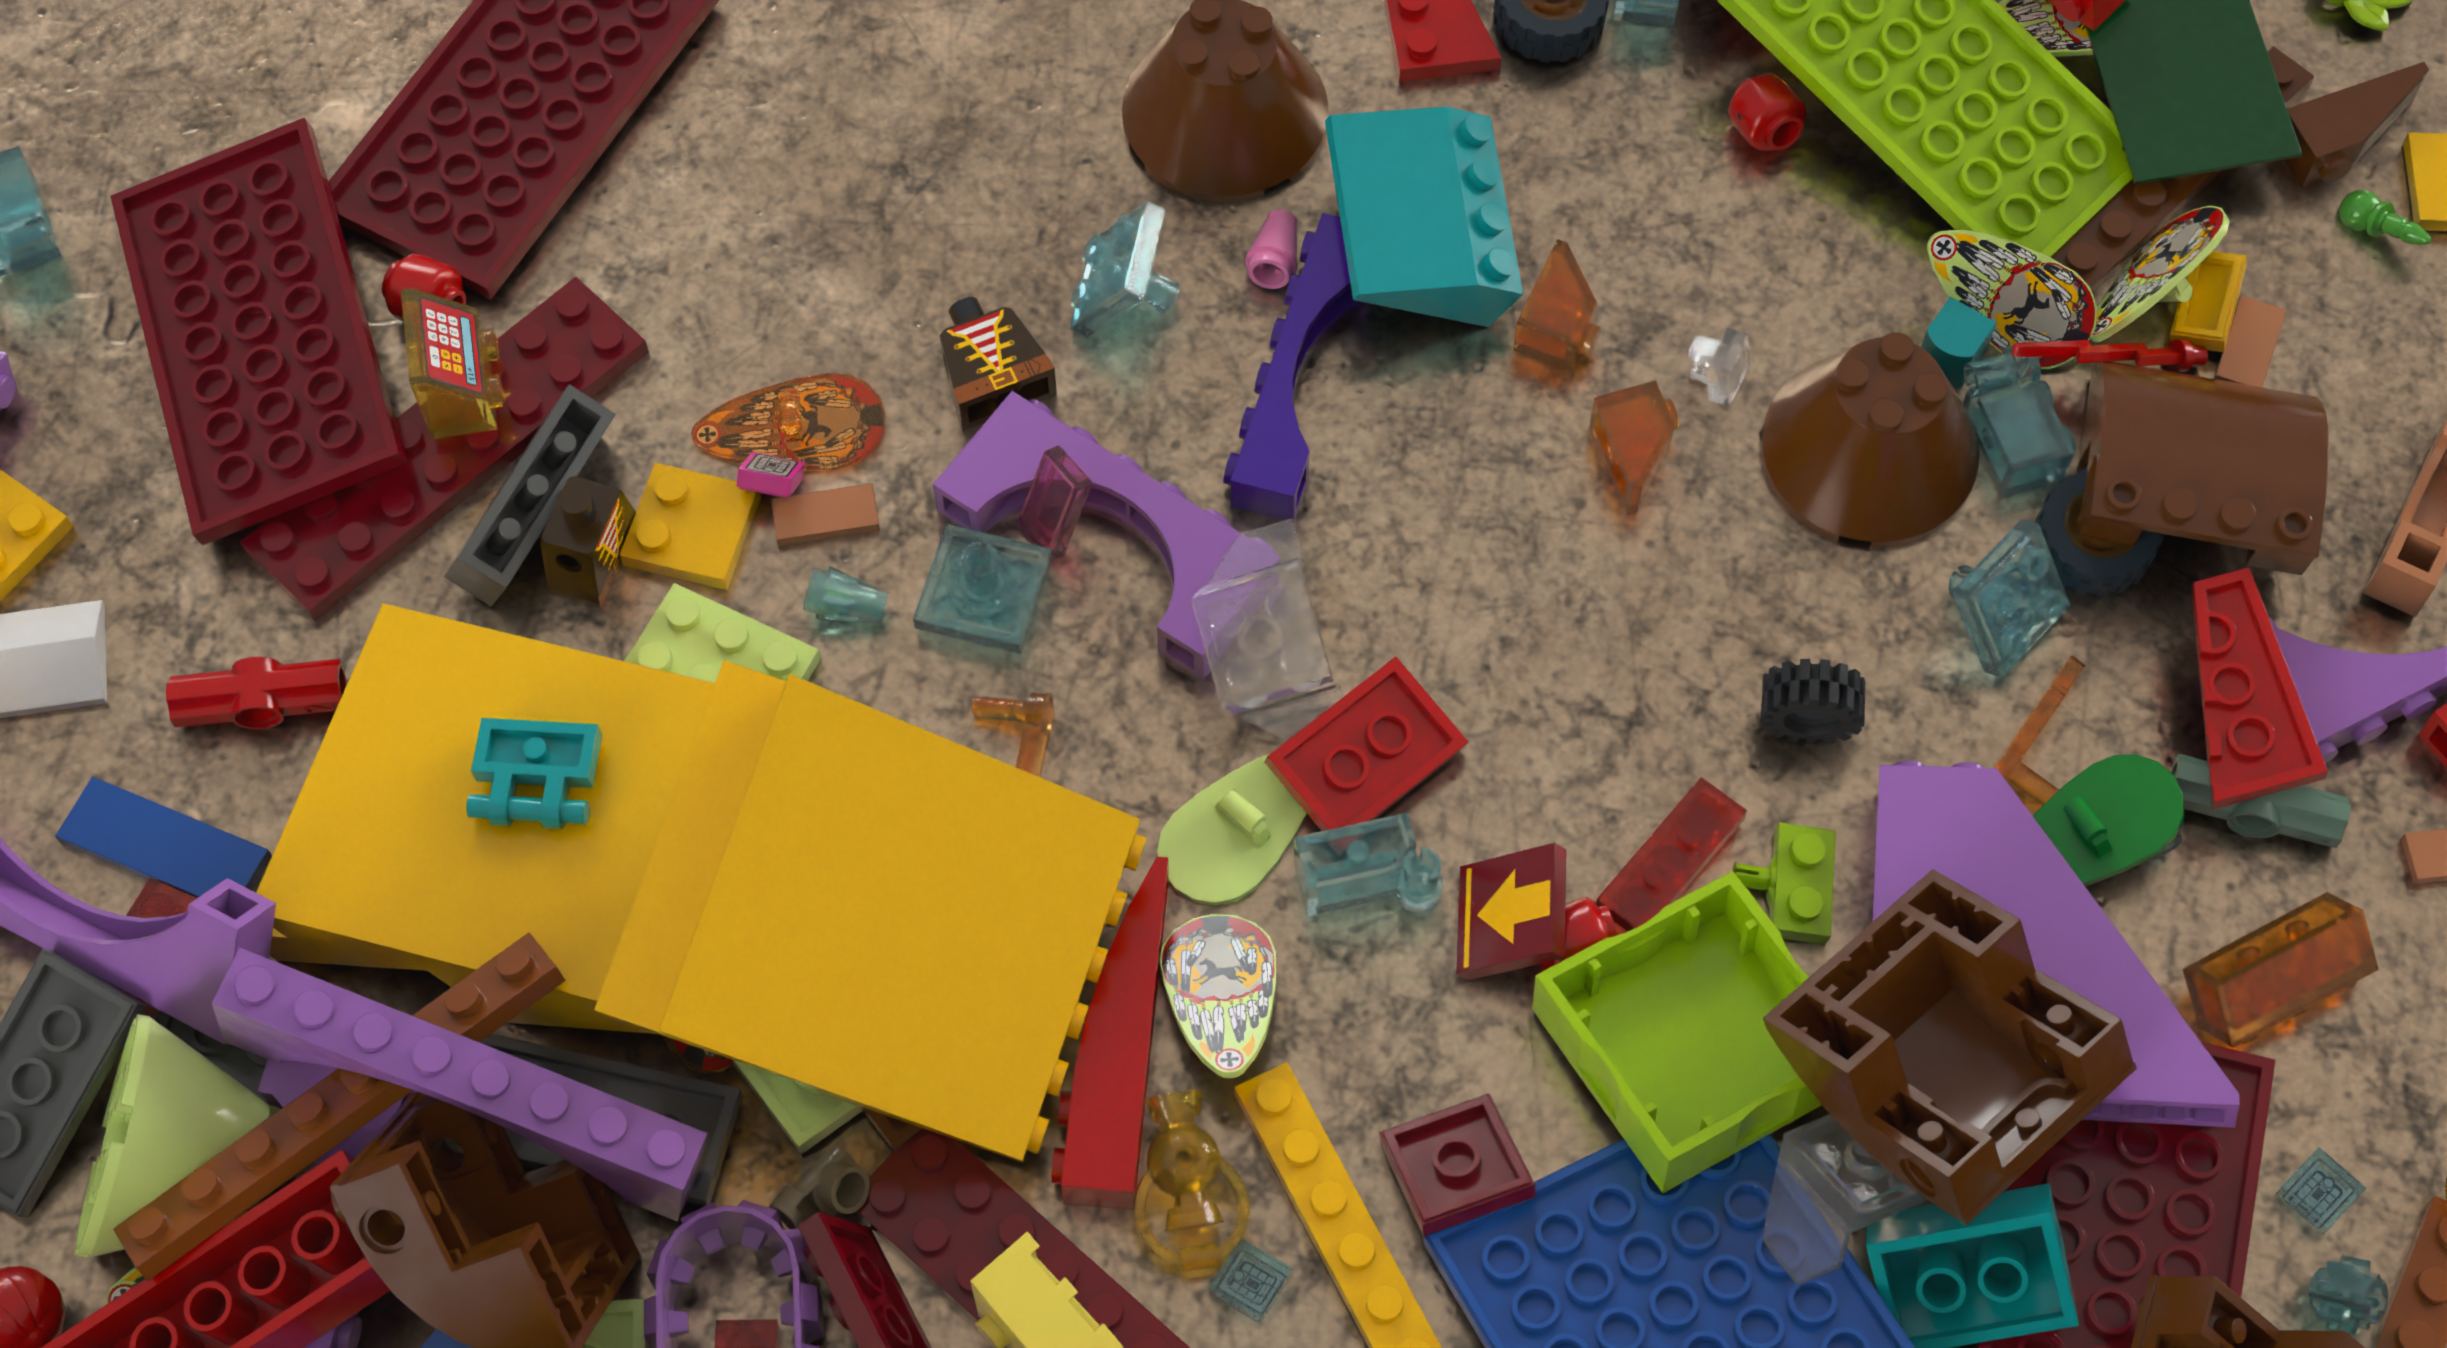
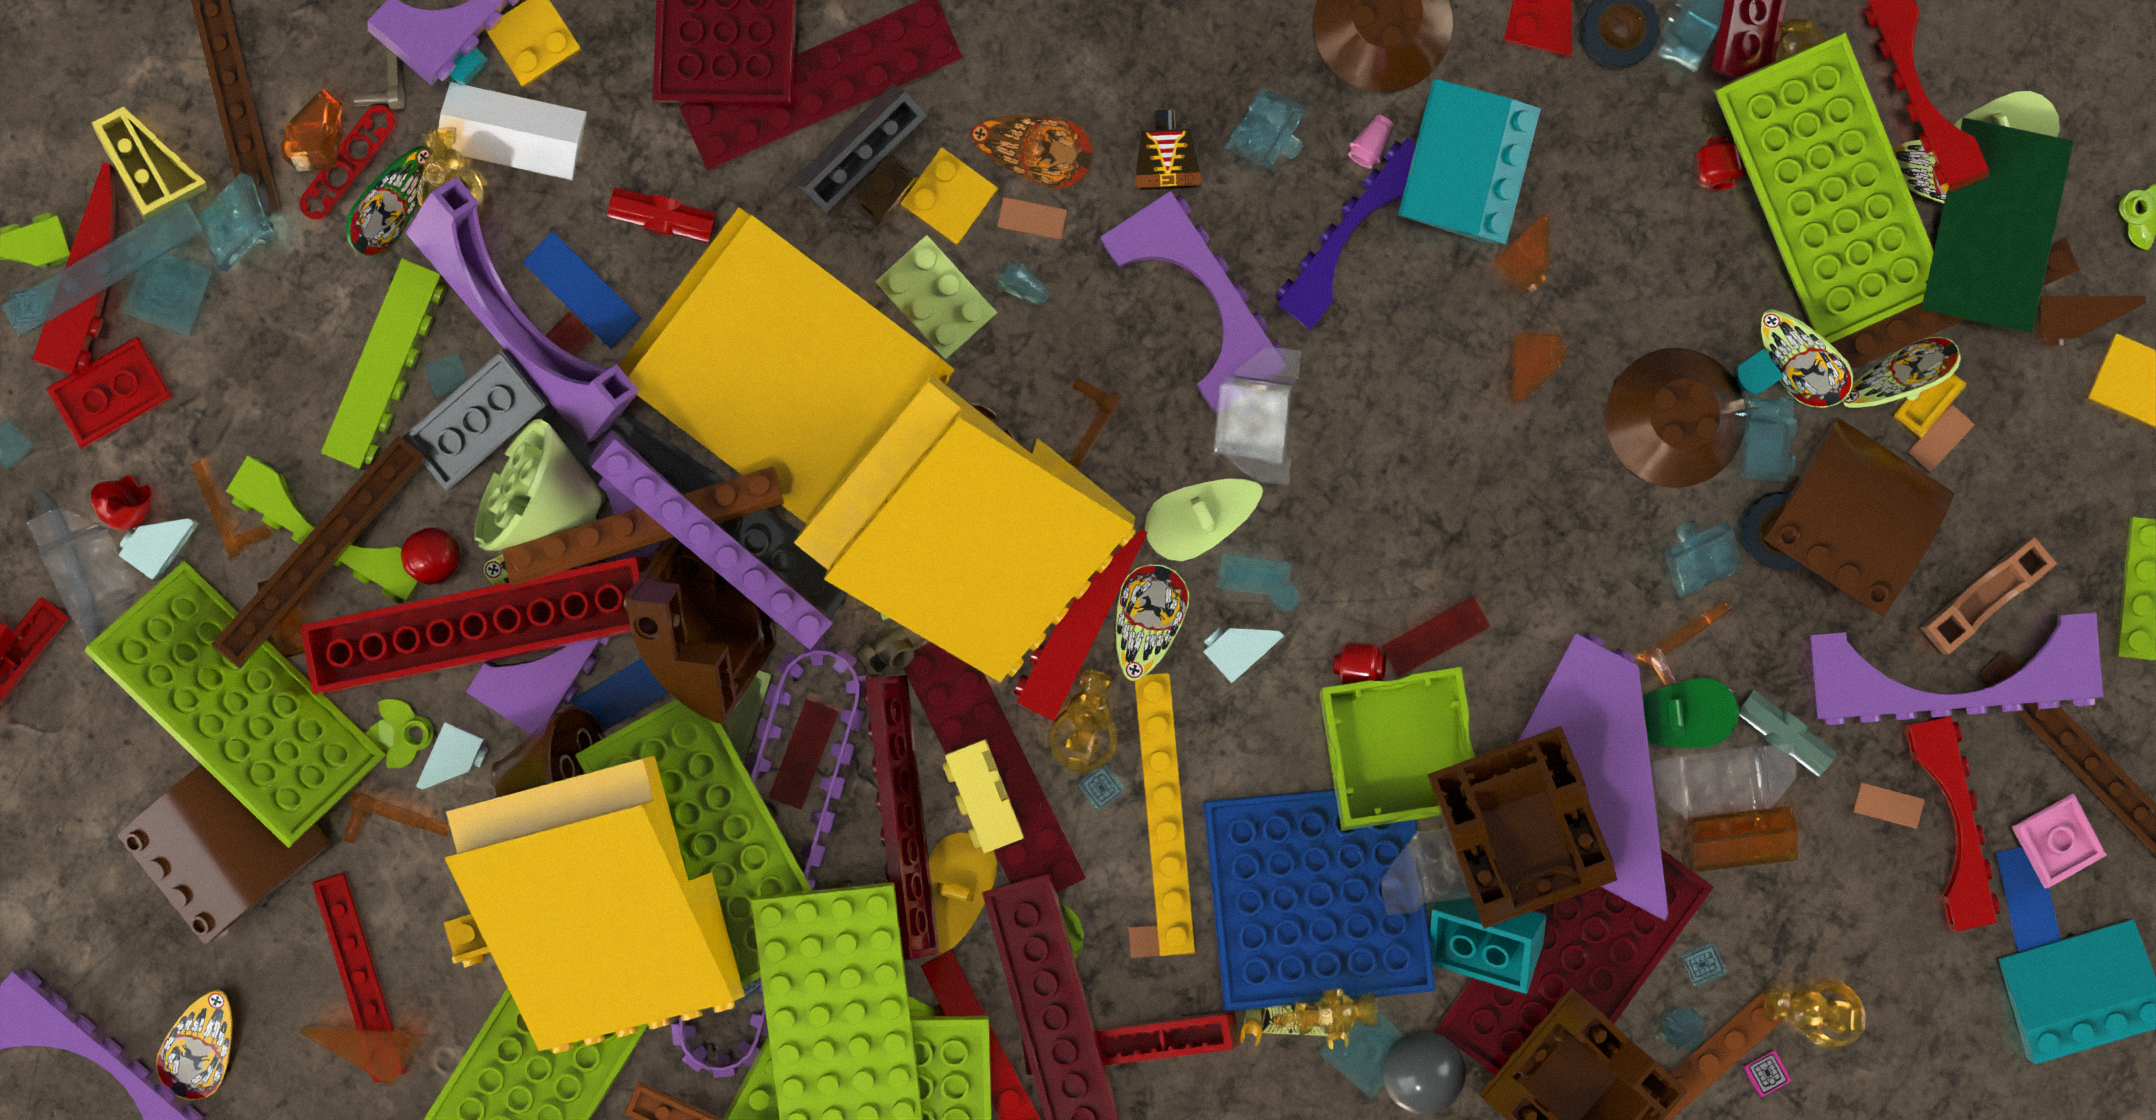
camera: 20 degrees right, 25 degrees up
(451, 364) = (839, 48): clear yellow slope -> none
(534, 754) = (809, 356): teal plate -> none
(770, 475) = (1007, 183): dark pink tile -> none
(983, 588) = (1107, 309): clear light blue plate -> none
(1054, 501) = (1167, 278): clear pink tile -> none
(1366, 750) = (1288, 505): red plate -> none
(1380, 983) = (1238, 649): none -> light aqua slope
(1457, 1164) = (1238, 768): dark red tile -> none
(1511, 912) = (1328, 637): dark red tile -> none
(1721, 364) = (1608, 332): clear tile -> none
(1797, 882) = (1501, 676): lime plate -> none
(1813, 701) = (1557, 578): black tyre -> none
(2177, 356) = (1889, 432): red piece -> none
(2216, 891) = (1726, 780): none -> clear piece
(2249, 701) = (1803, 683): red wing -> none
(2365, 212) = (2060, 374): bright green bar -> none

